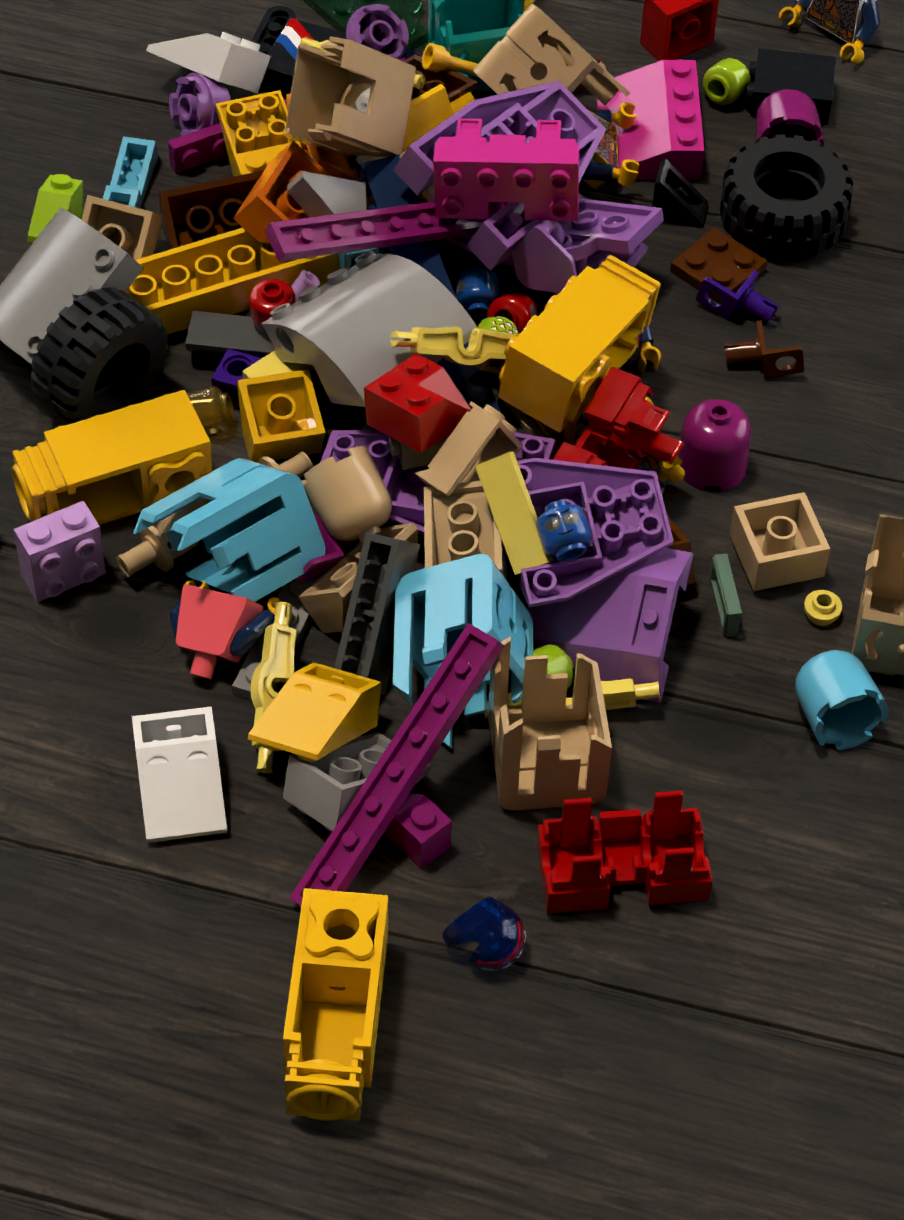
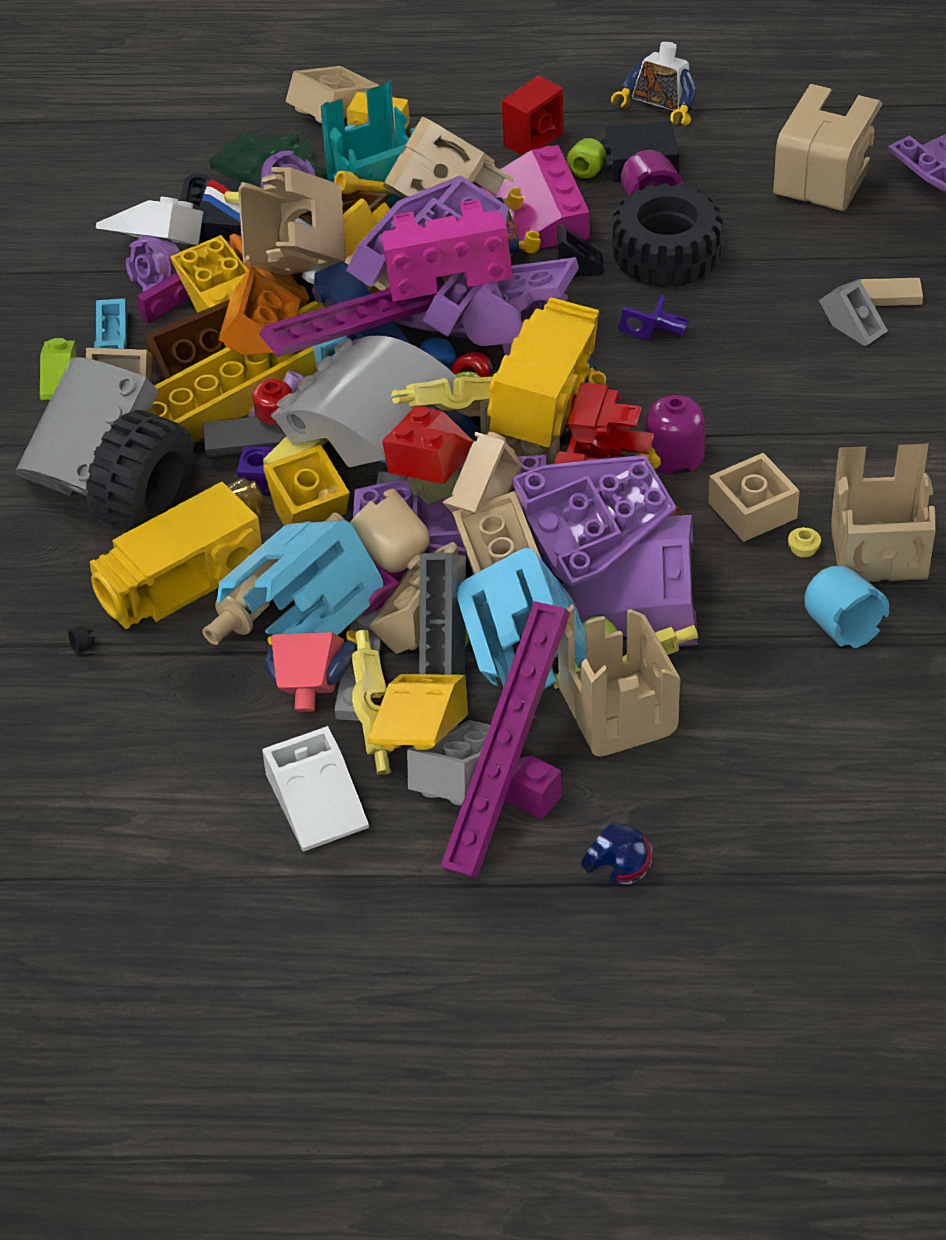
camera: 10 degrees left, 5 degrees down
(60, 551) = (153, 635): lavender brick -> none
(327, 194) = (288, 302): light grey slope -> none
(334, 1003) = (512, 935): yellow piece -> none
(512, 511) = (538, 512): light yellow tile -> none
(564, 530) = (585, 516): blue head -> none
(589, 855) = (683, 773): red piece -> none
(720, 259) = (626, 291): reddish brown plate -> none
(725, 595) = (723, 549): sand green tile -> none
(756, 351) = (684, 357): reddish brown bracket -> none

